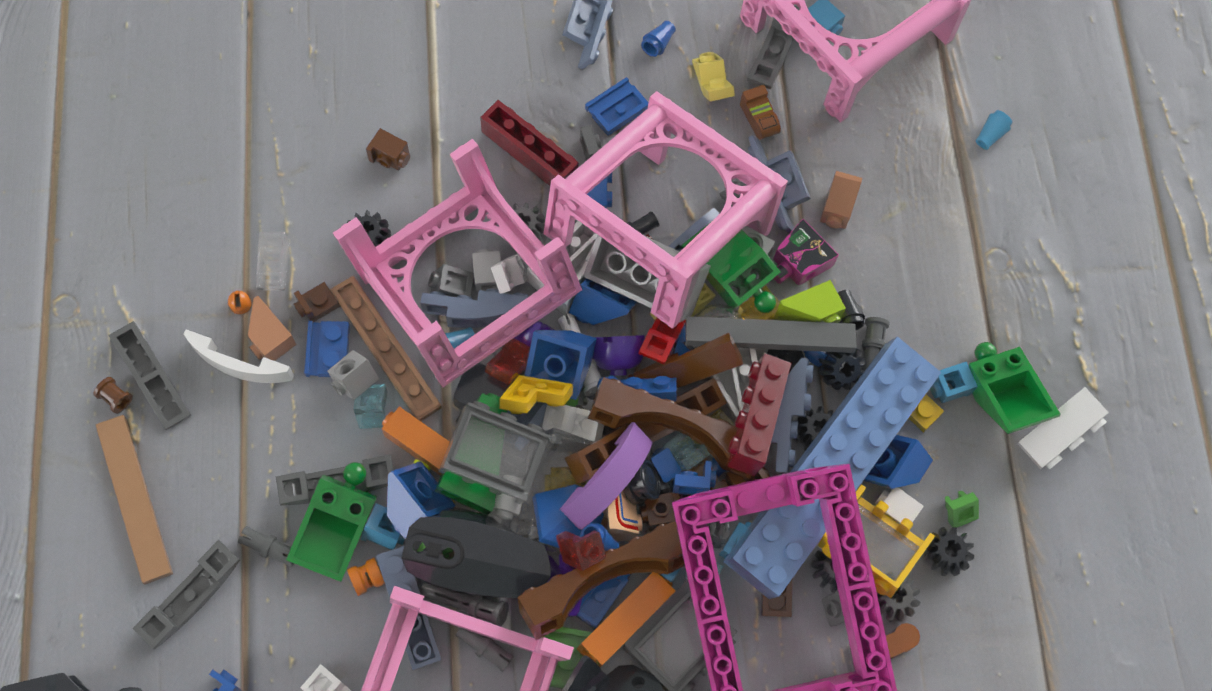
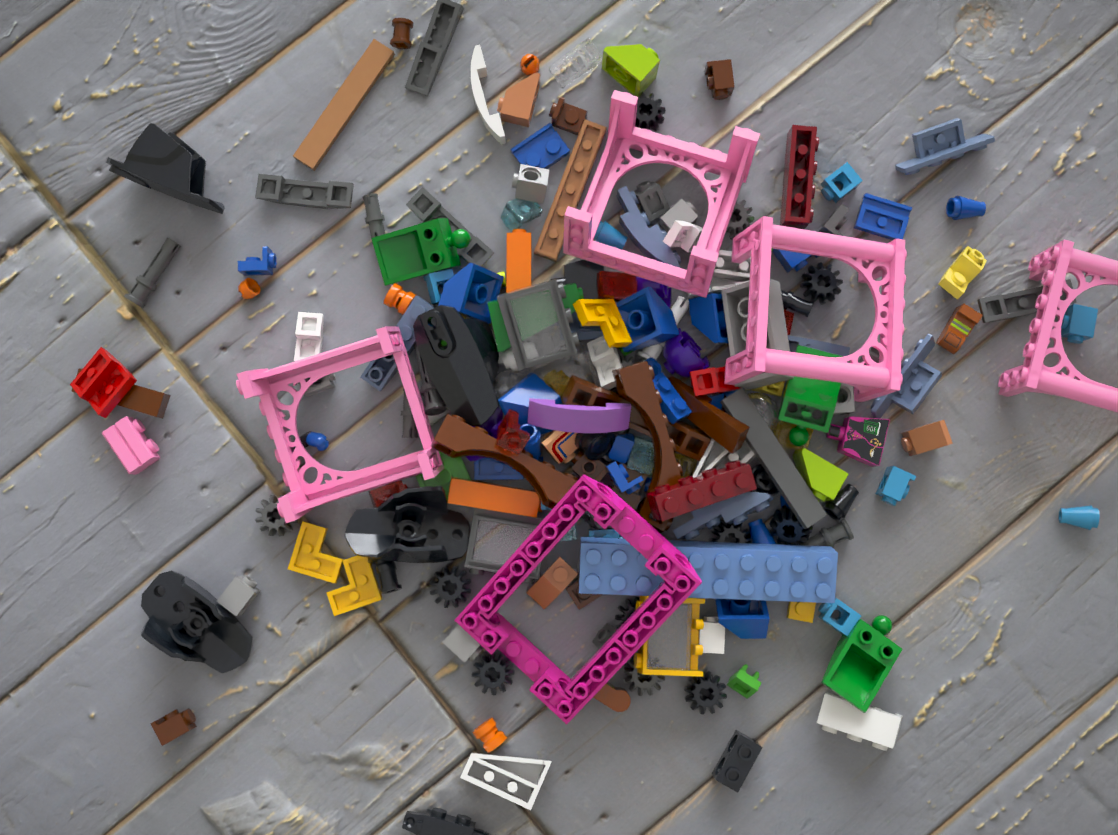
camera: 60 degrees right, 15 degrees up
(316, 213) = (631, 66): none -> lime slope
(561, 118) = (845, 177): none -> dark azure brick
(640, 184) = (823, 292): none -> black gear
(749, 620) = (552, 582): none -> nougat slope
(829, 399) = (760, 533): none -> blue cone
(863, 256) = (894, 485): none -> dark azure brick
(1033, 566) = (736, 761): none -> black brick

